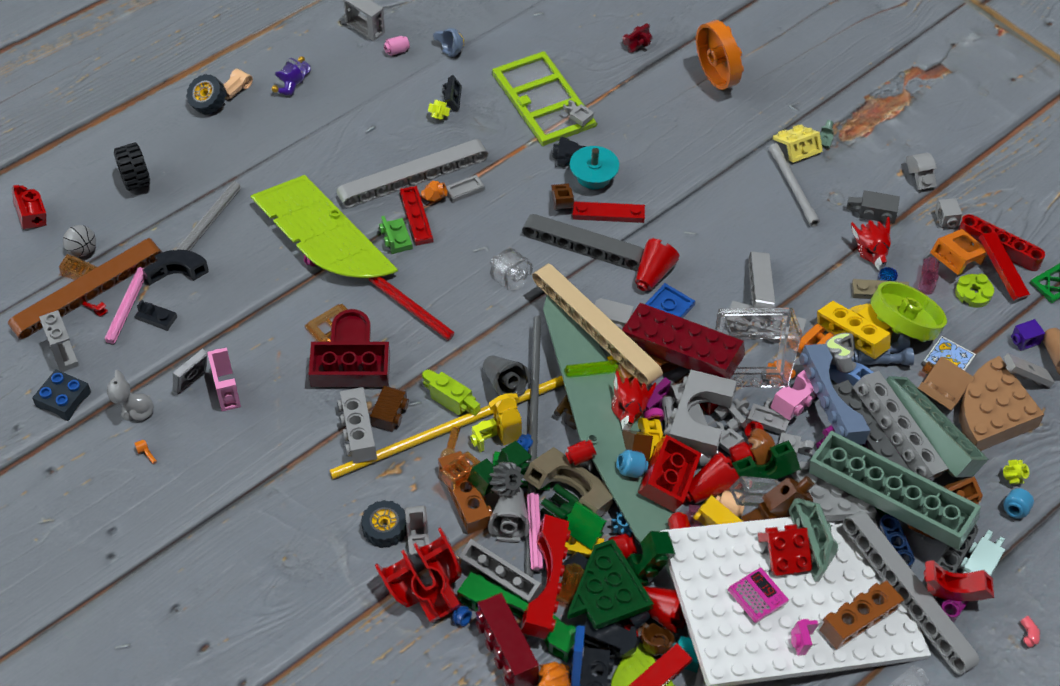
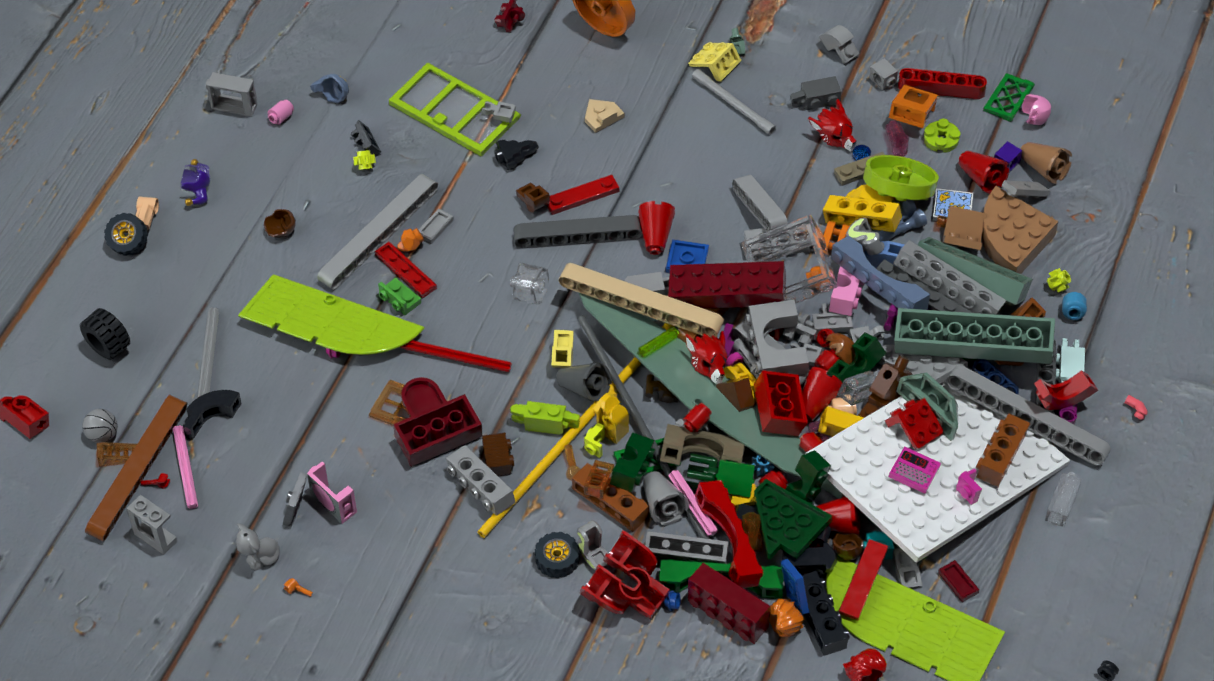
camera: 25 degrees left, 0 degrees up
(61, 394) = (183, 572): black brick -> none
(155, 315) = (220, 464): black plate -> none
(335, 135) = (280, 223): none -> reddish brown hair
(503, 342) = (562, 349): none -> light yellow brick
(506, 479) = (648, 467): dark grey gear -> none
(525, 441) = (635, 429): blue plant -> none
(594, 166) = (547, 156): teal piece -> none
(632, 463) = (744, 409): dark azure head -> none
(668, 150) = (602, 114): none -> tan plate
(997, 336) = (984, 170): none -> red cone
(1004, 266) = (956, 104): red tile -> none

